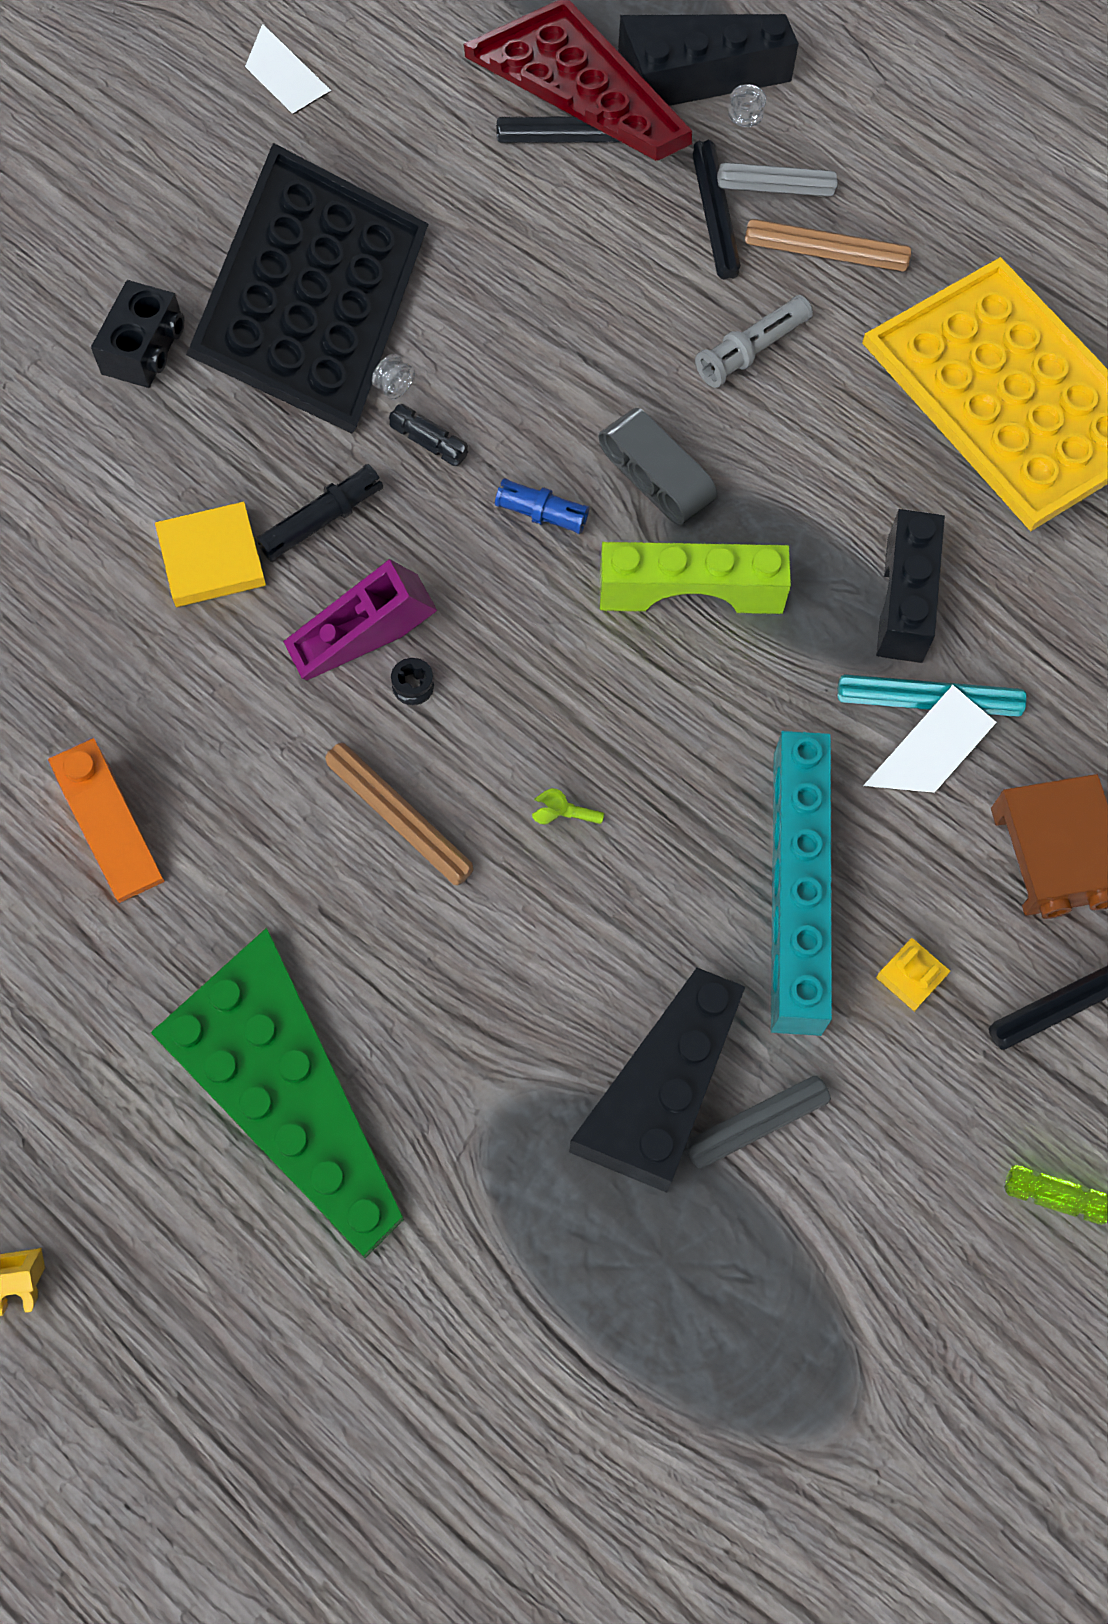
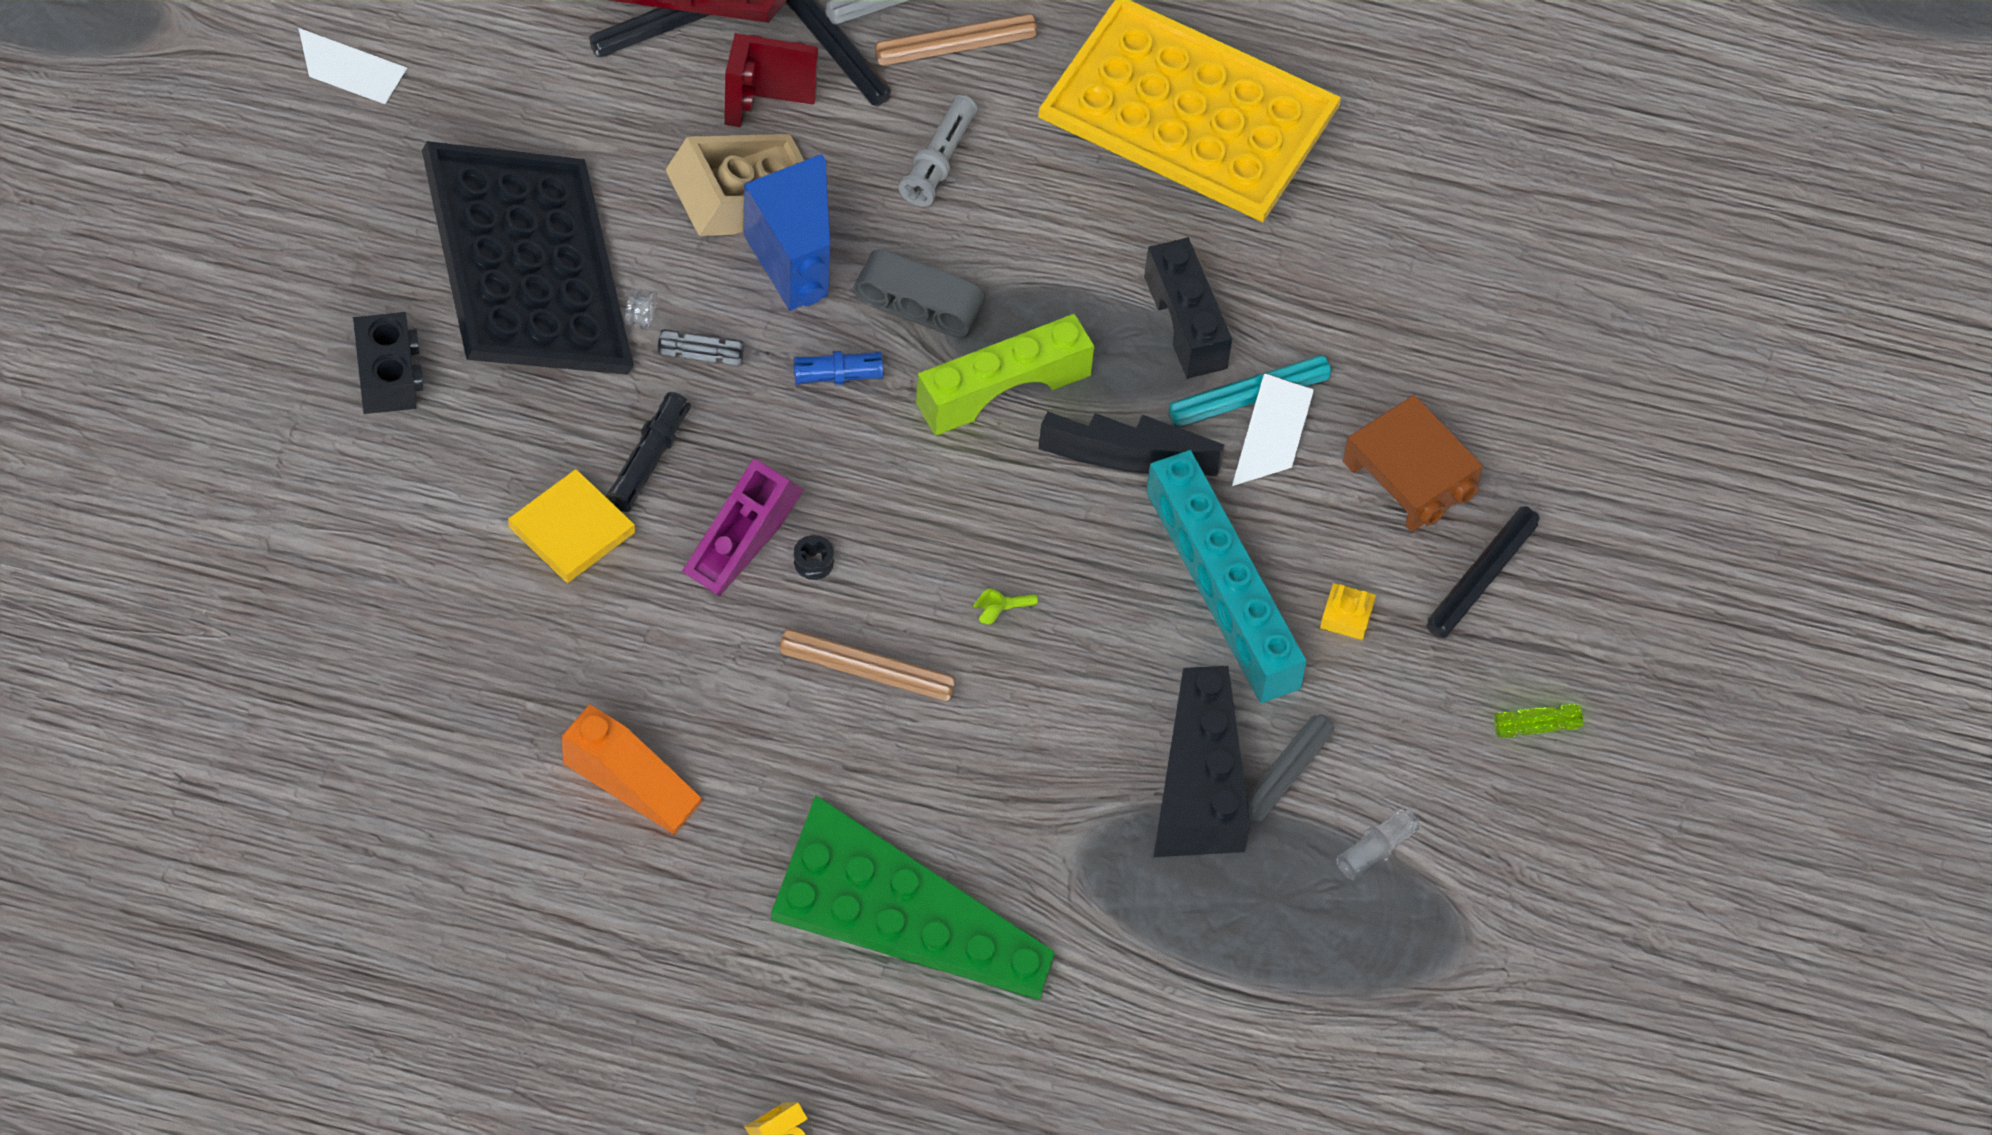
camera: 30 degrees left, 10 degrees down
(554, 296) = (713, 171): none -> tan slope
(572, 355) = (790, 230): none -> blue slope
(625, 198) = (767, 70): none -> dark red bracket
(776, 704) = (1126, 447): none -> black slope
(811, 1256) = (1377, 843): none -> clear axle

